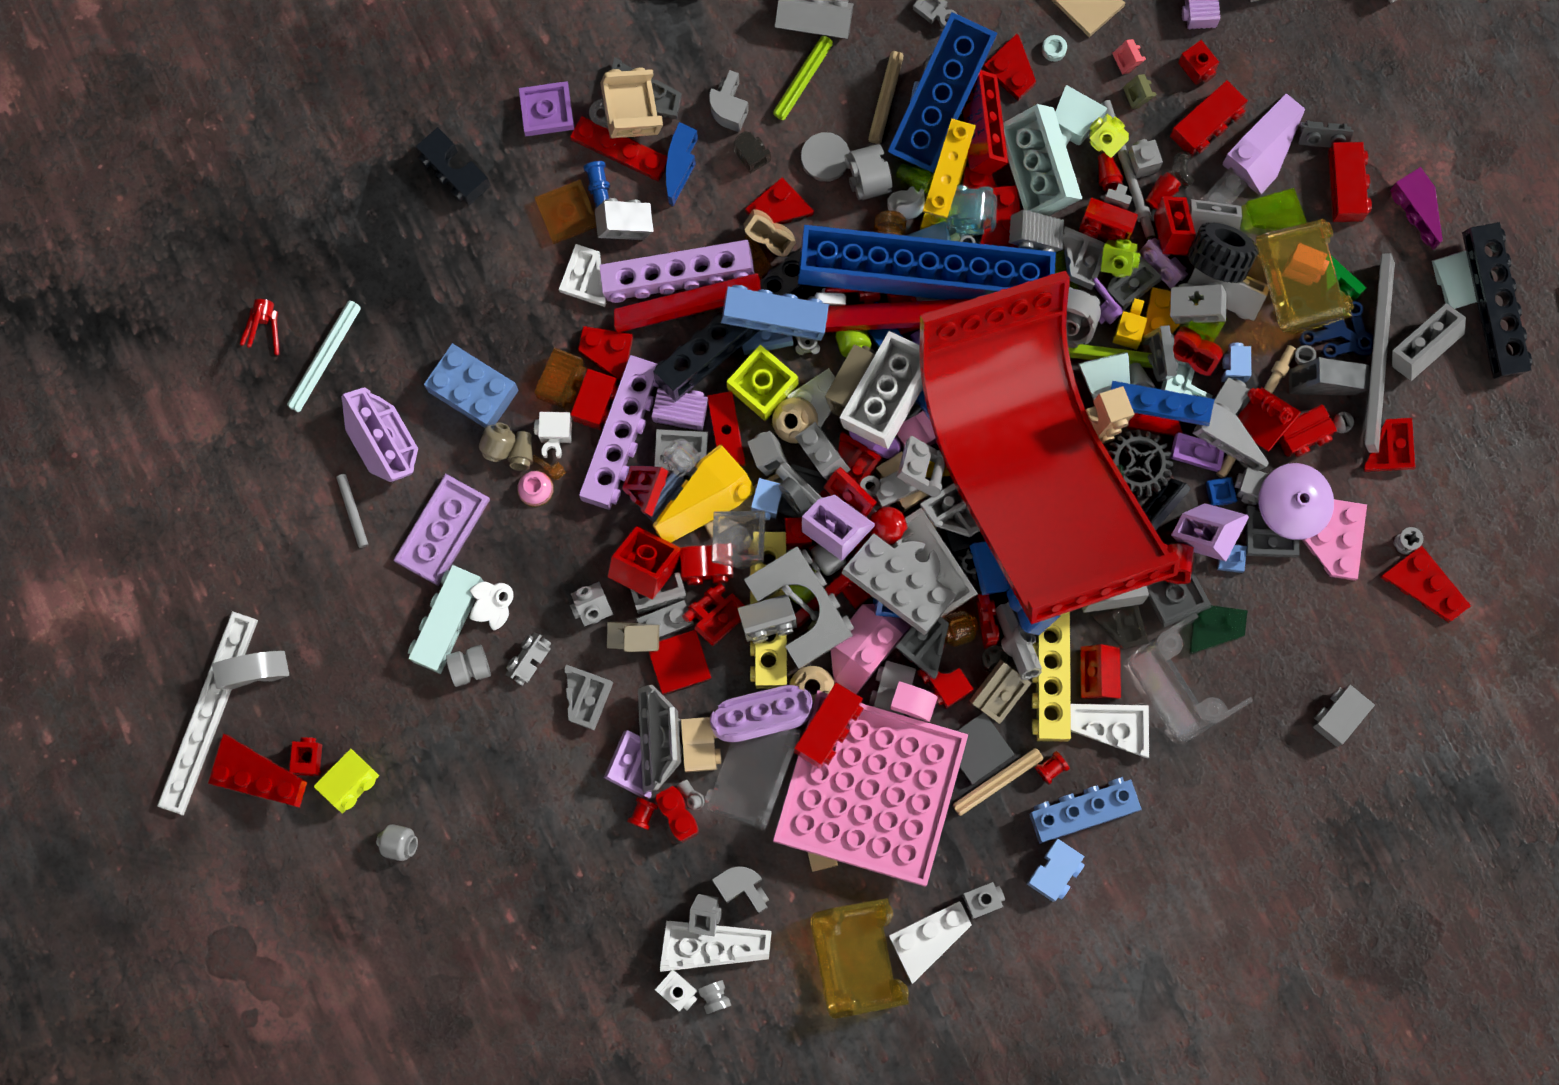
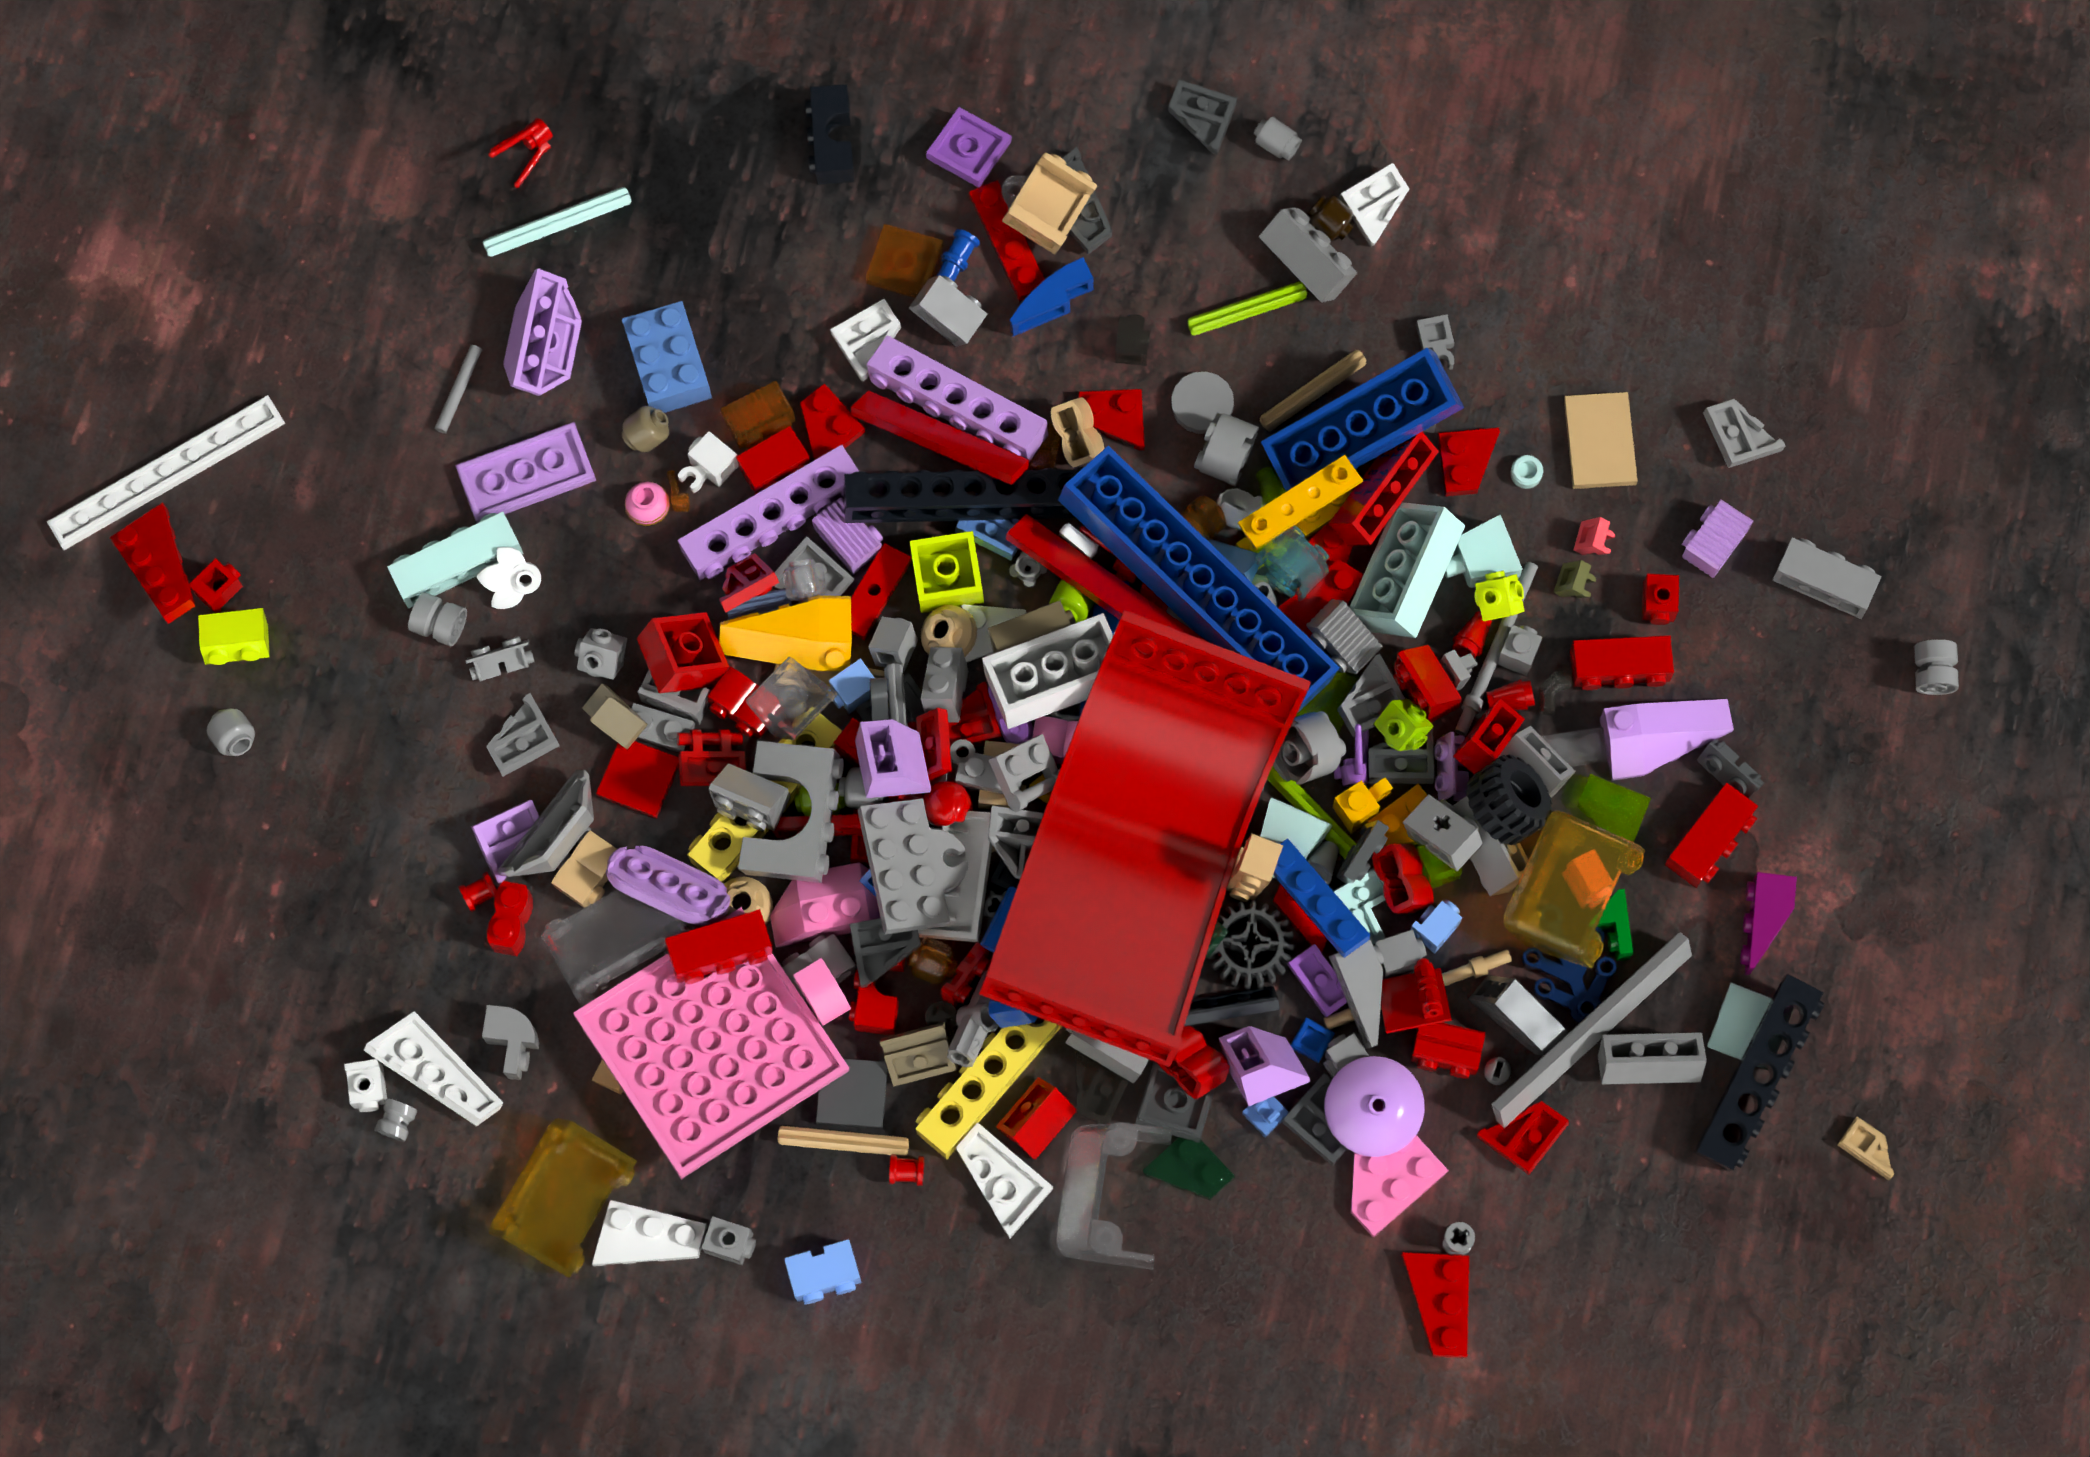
camera: 40 degrees right, 5 degrees down
(250, 668) = (235, 459): light grey brick -> none
(521, 453) = (661, 458): dark tan cone -> none
(693, 798) = (537, 917): light grey arm -> none
(704, 915) = (457, 1036): light grey brick -> none
(726, 108) = (1145, 273): light grey brick -> none
(774, 312) = (1008, 509): medium blue brick -> none
(814, 615) = (788, 784): light grey hinge -> none
(1084, 811) = (902, 1237): medium blue brick -> none
(1305, 352) = (1517, 969): light grey hinge -> none
(1342, 715) = (1239, 1355): light grey brick -> none

